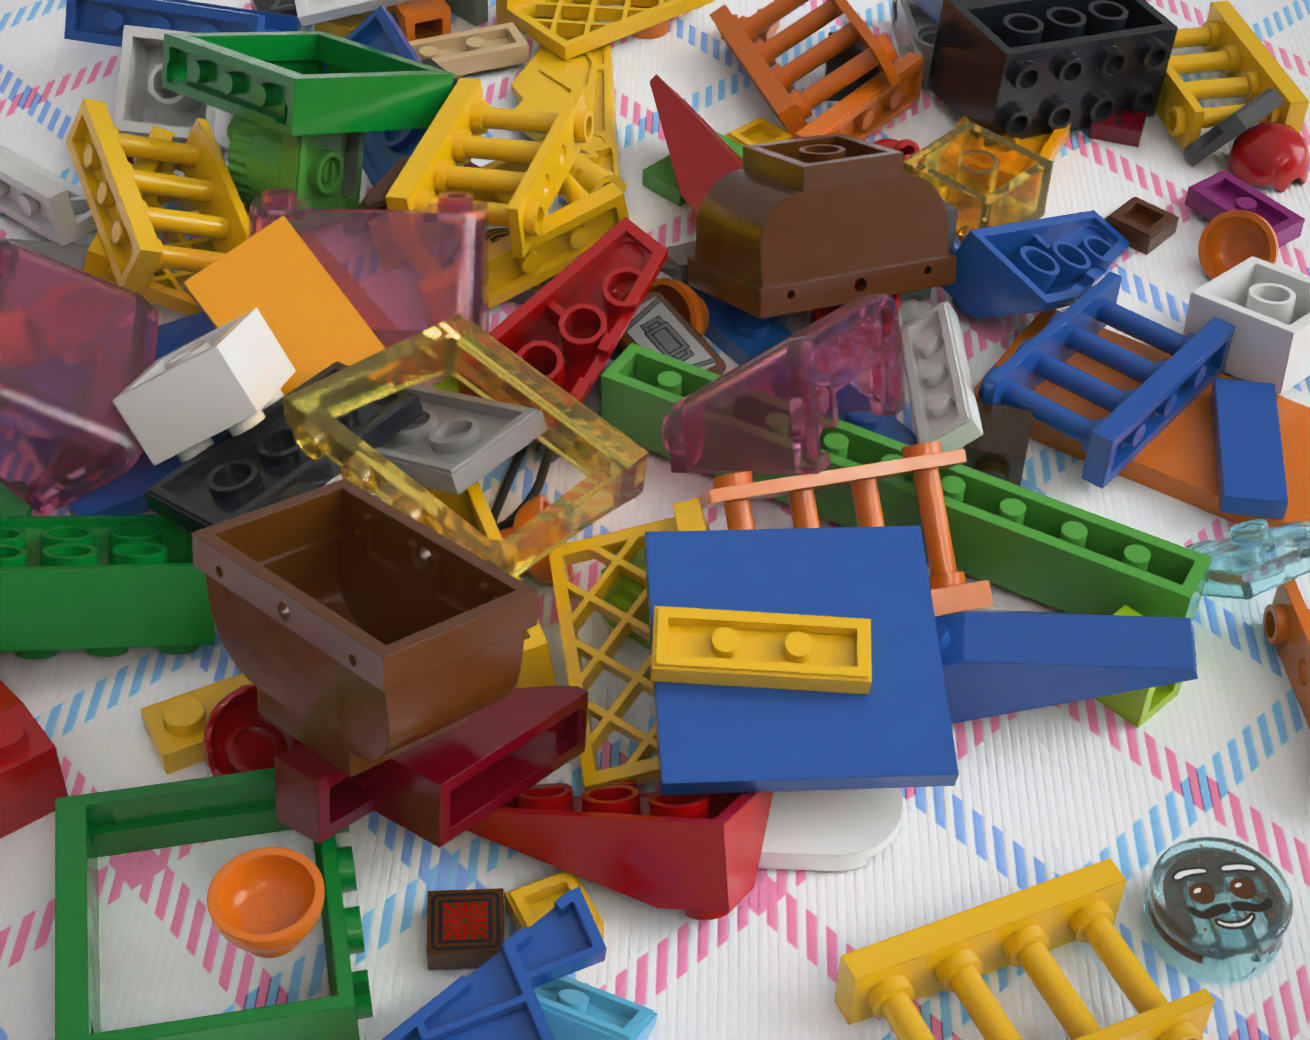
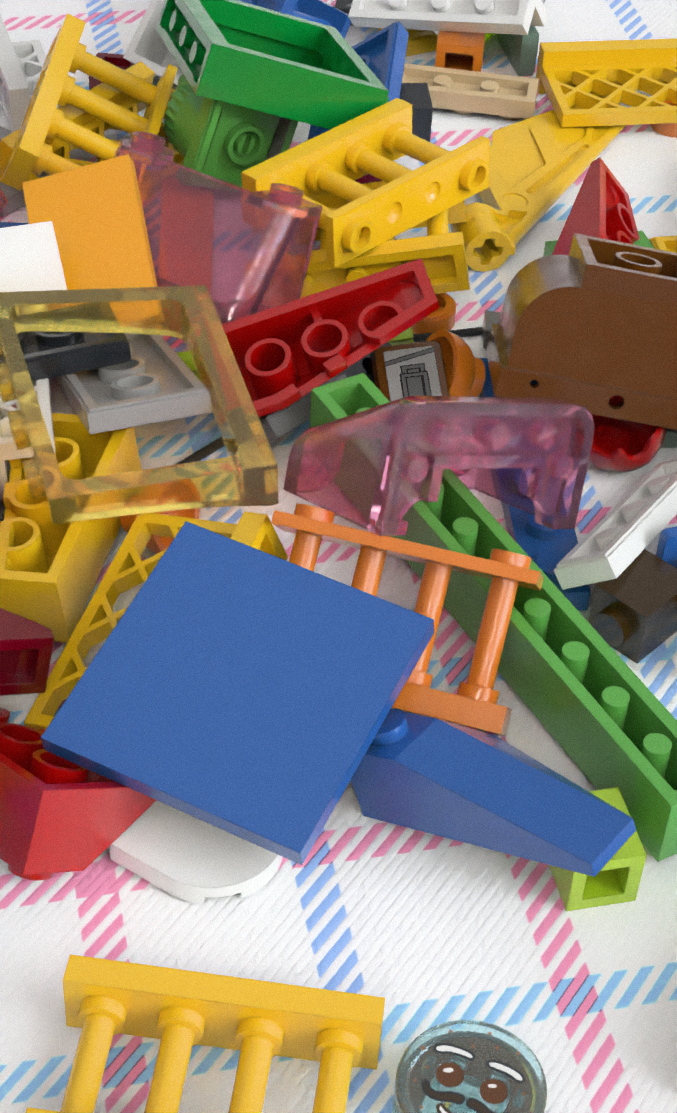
camera: 30 degrees right, 0 degrees up
(761, 650) = (203, 663): yellow tile -> none

